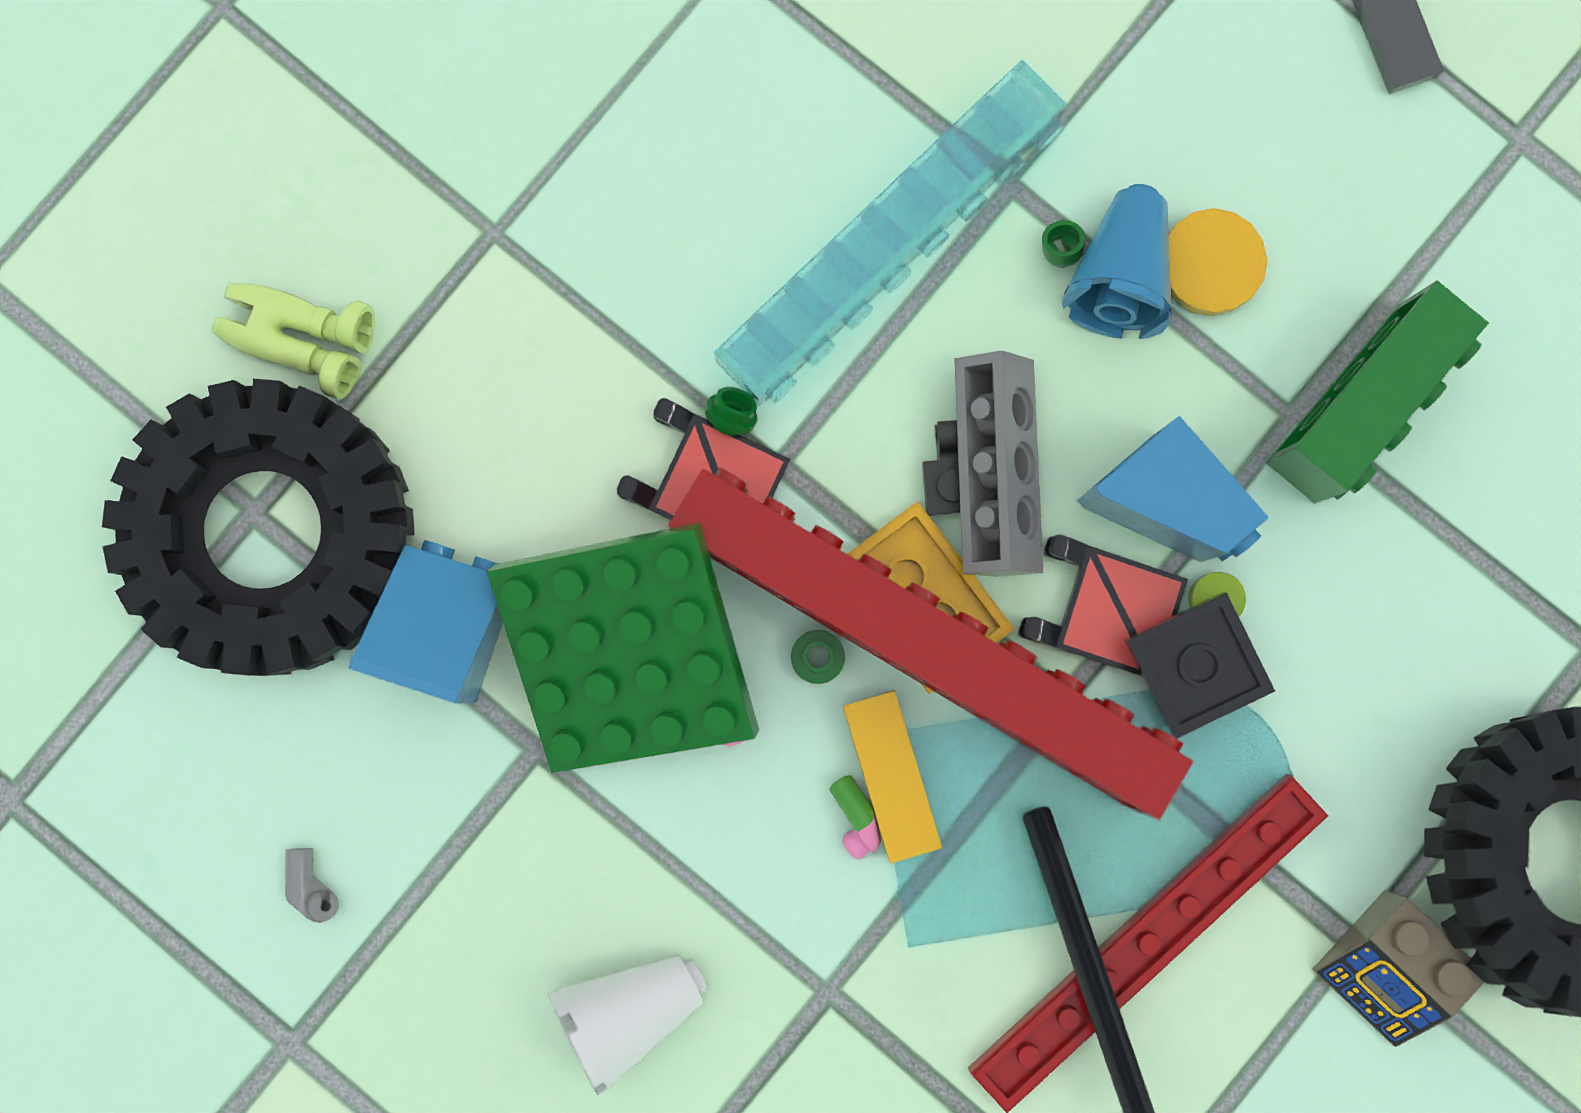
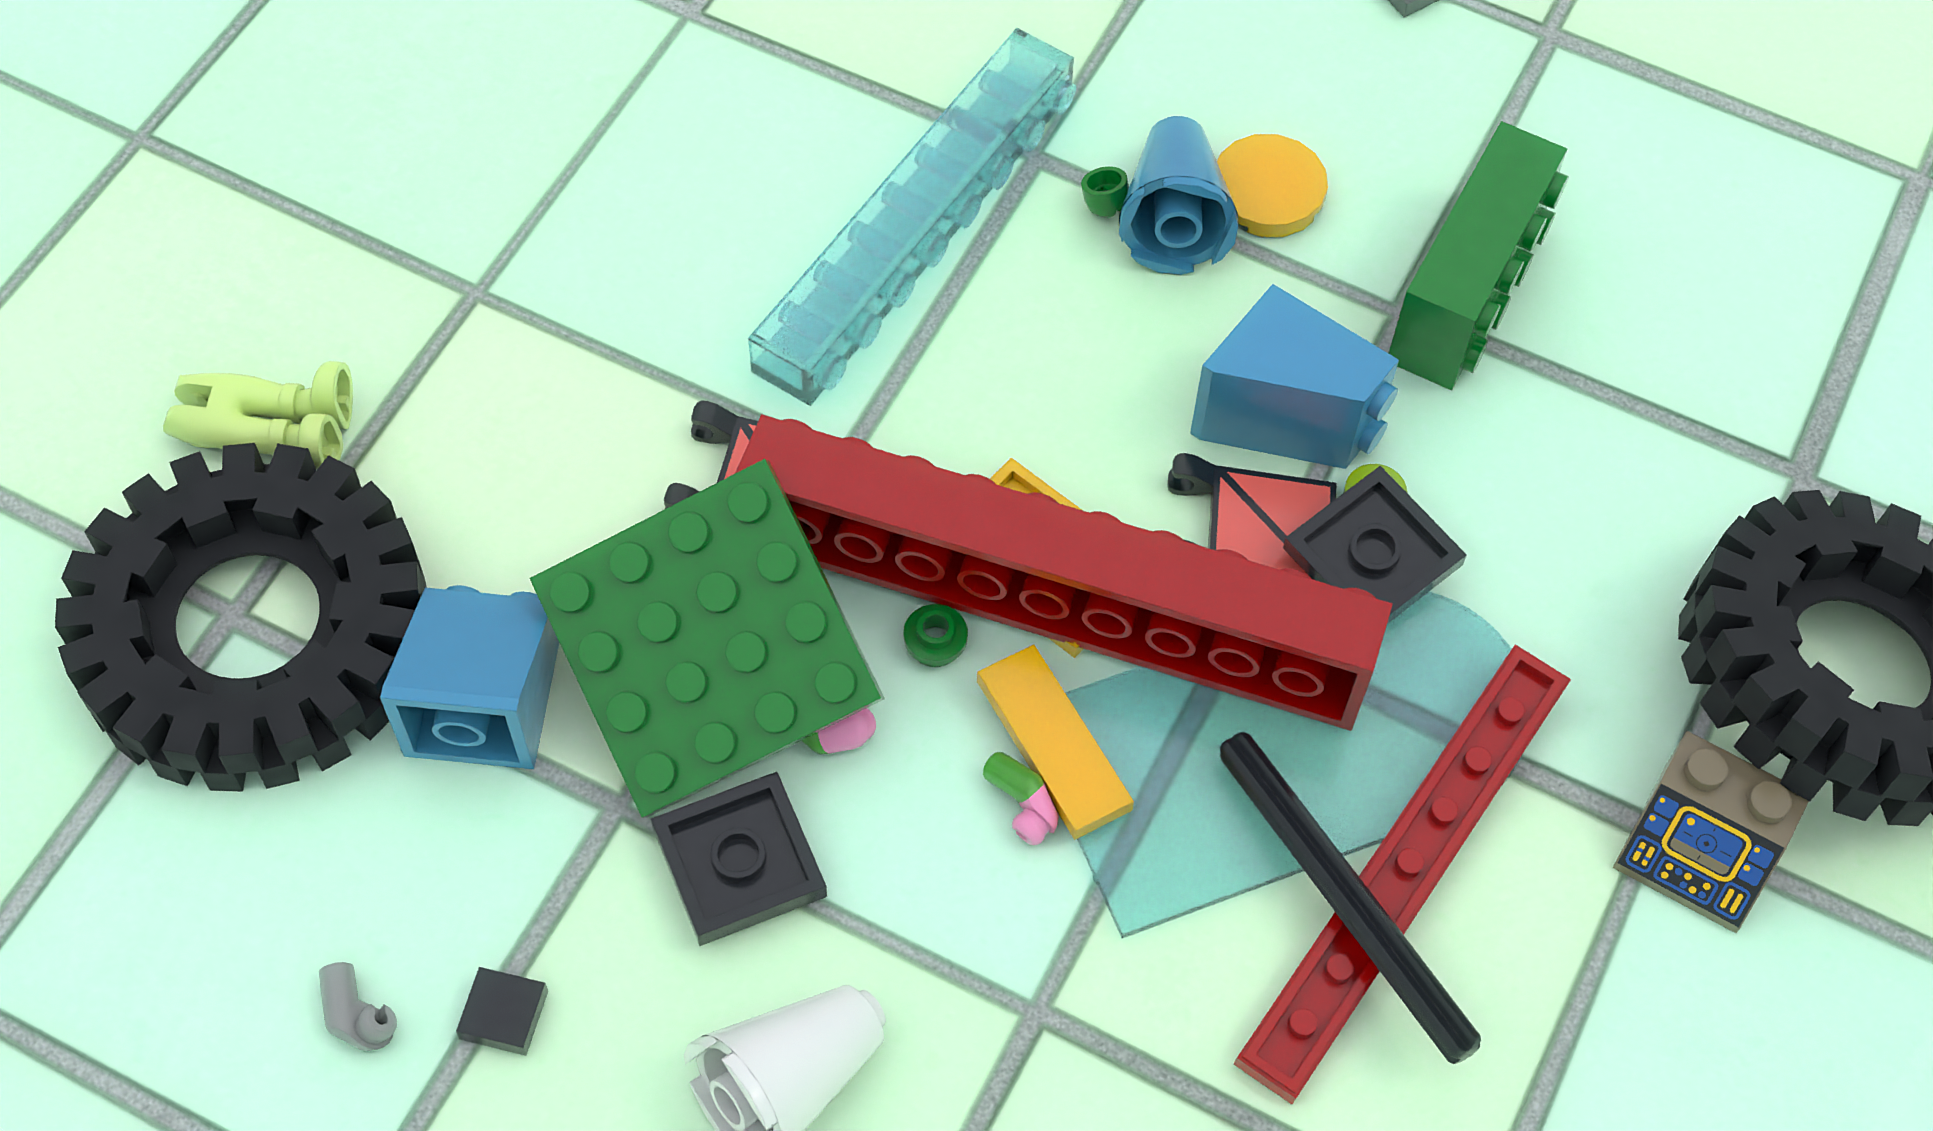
camera: 15 degrees left, 25 degrees down
(420, 909) = (502, 1011): none -> black tile
(621, 825) = (738, 858): none -> black plate
(732, 411) = (780, 402): green plate -> none
(942, 475) = (1041, 432): pearl dark grey plate -> none
(998, 465) = (1093, 397): light grey brick -> none

